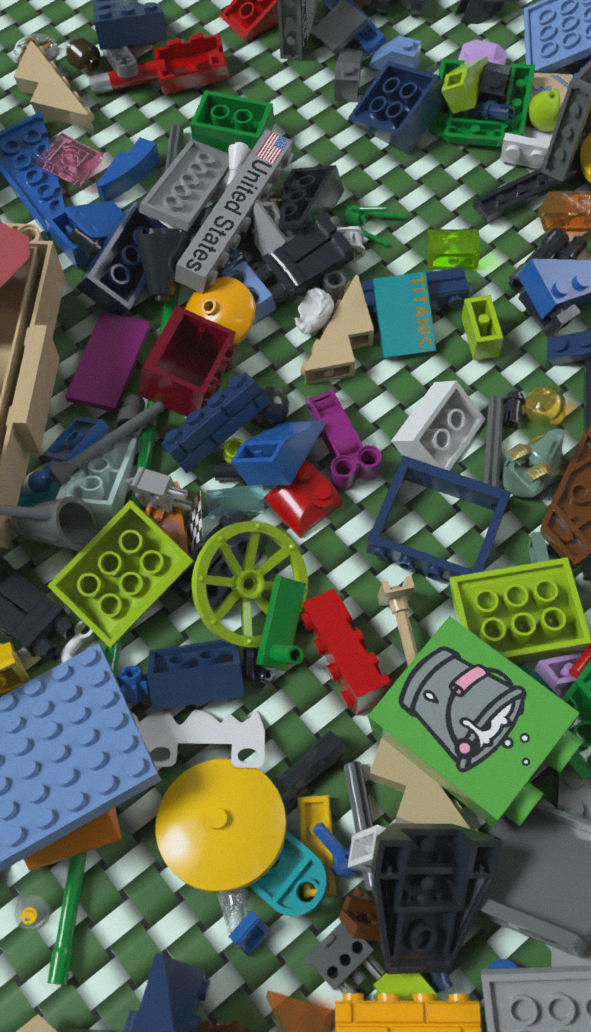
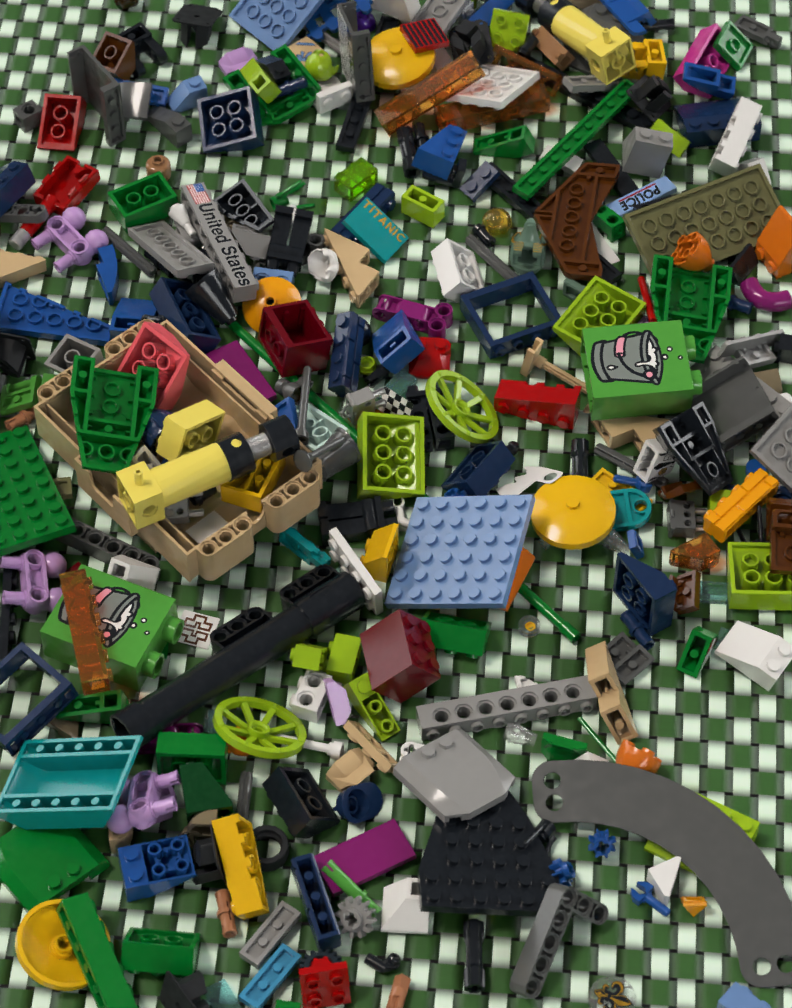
camera: 50 degrees left, 10 degrees down
(70, 159) = (65, 293): clear pink tile -> none
(135, 113) = (64, 233): none -> lavender piece
(280, 625) = (495, 417): green piece -> none
(285, 104) = (159, 163): none -> medium nougat head

